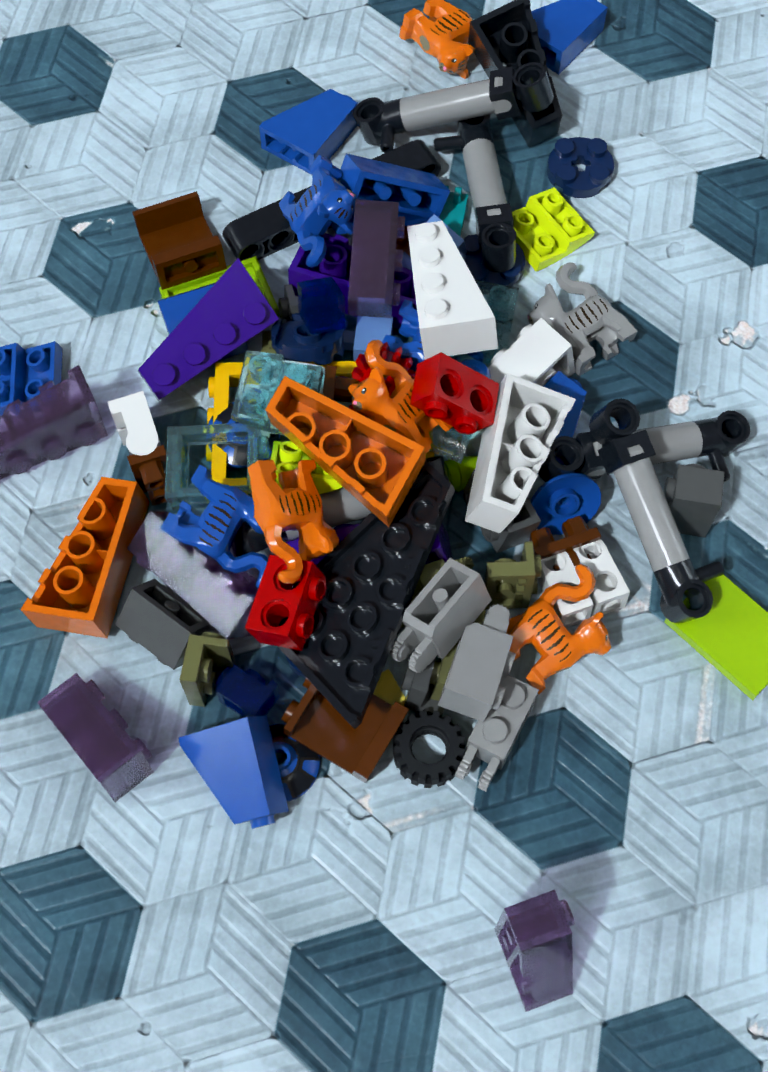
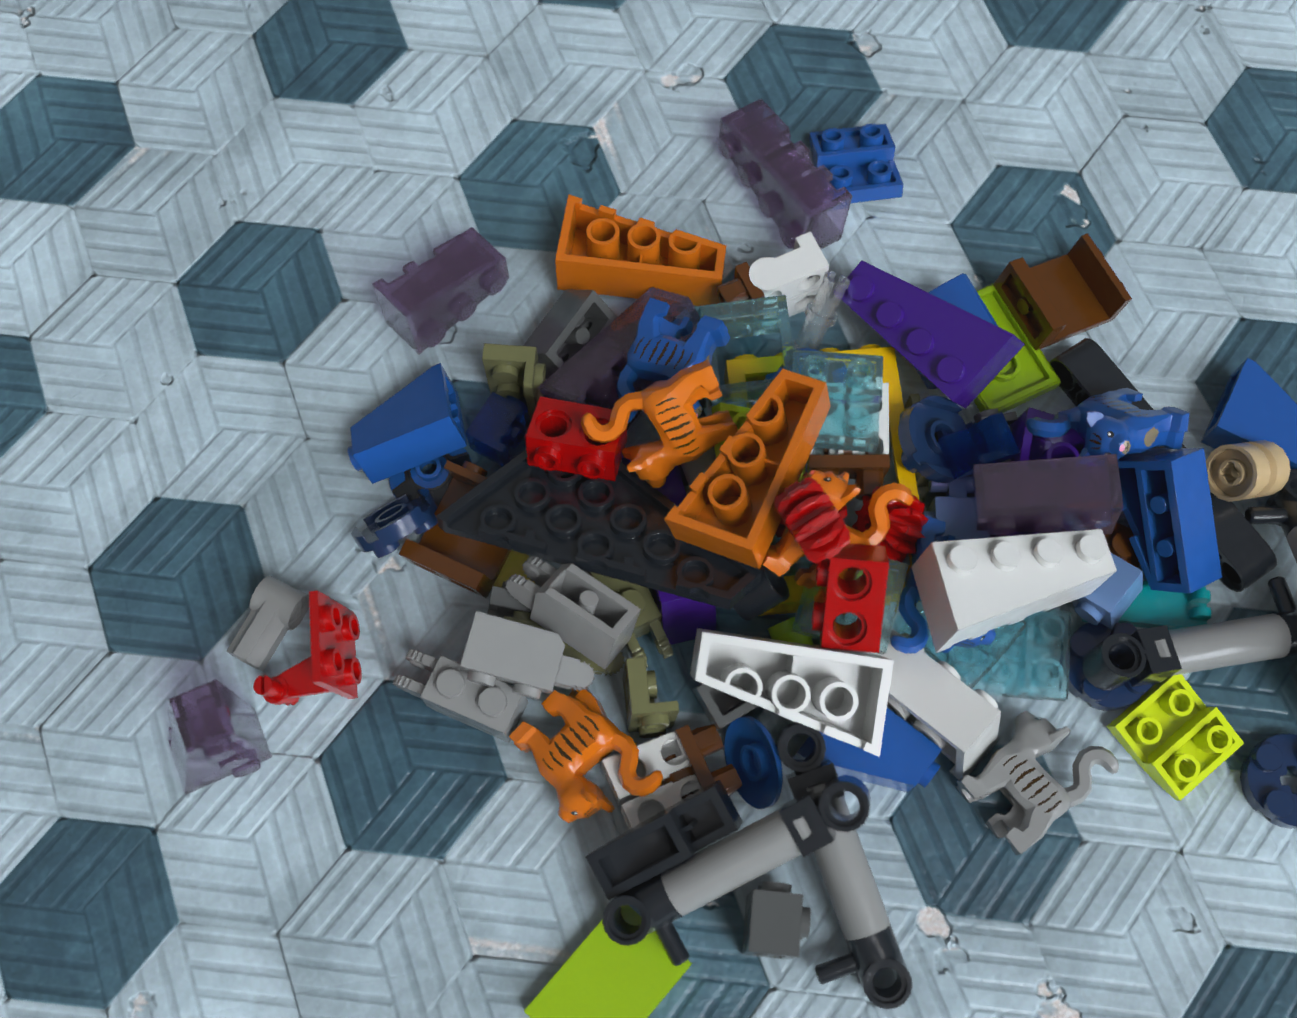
camera: 85 degrees right, 5 degrees up
(173, 410) = (822, 311): none -> clear pin
(335, 763) = (395, 522): none -> dark blue plate
(355, 136) = (1247, 470): none -> tan wheel
(404, 398) = (812, 520): none -> red gear
(410, 905) = (273, 612): none -> light grey piece
(434, 725) = (428, 602): black tyre -> none
(475, 854) = (332, 658): none -> red plate
(631, 566) = (664, 840): none -> black slope

